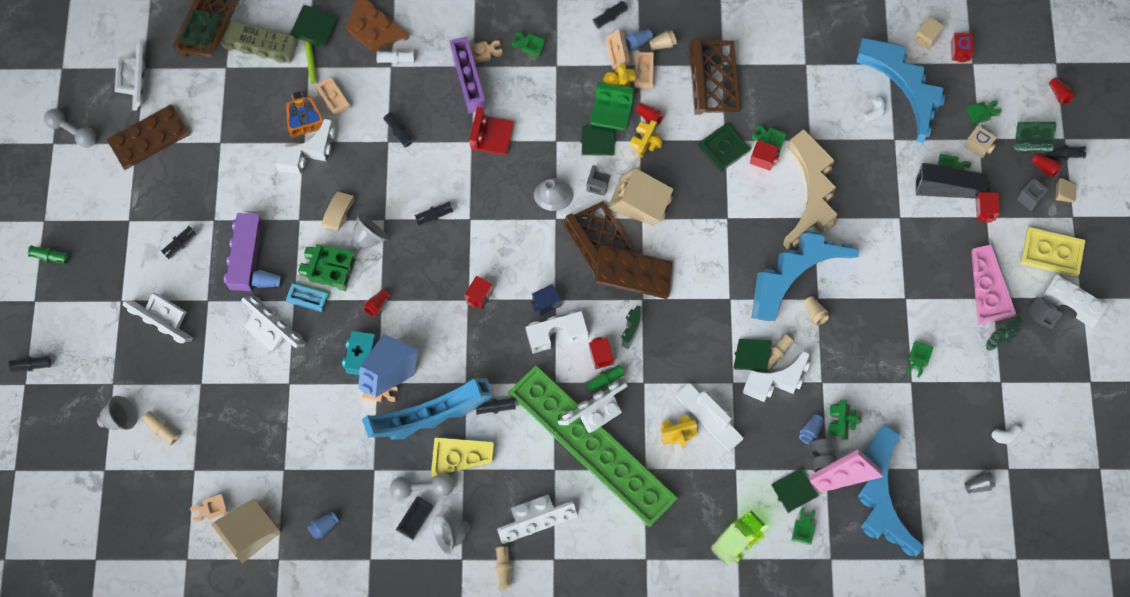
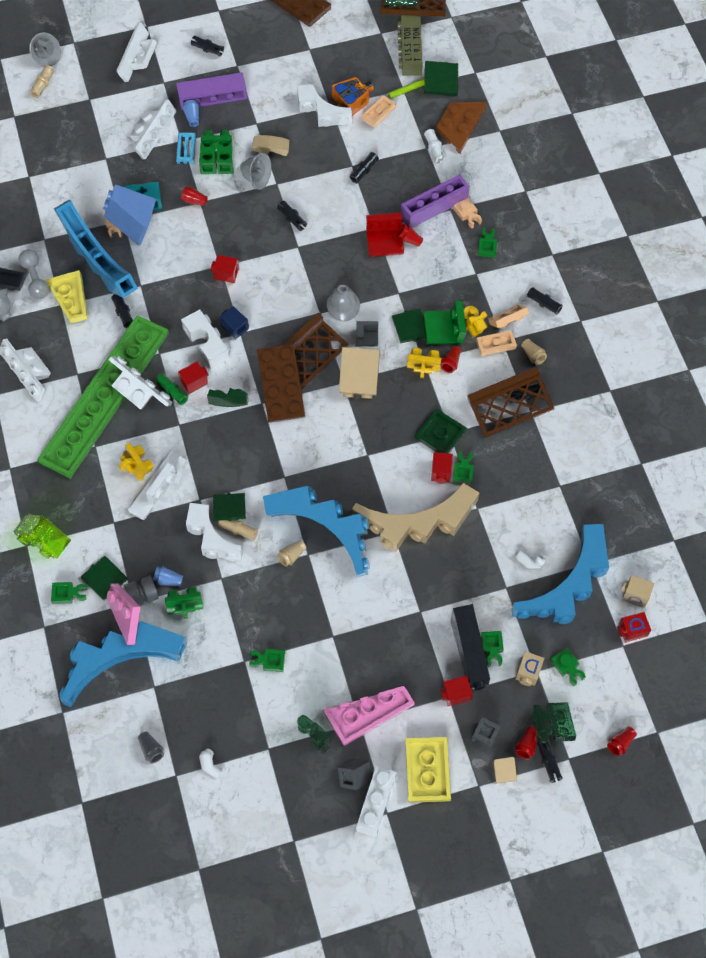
camera: 70 degrees right, 5 degrees down
(498, 110) = (409, 235): none -> red cone
(637, 39) = (527, 330): medium blue cone -> none

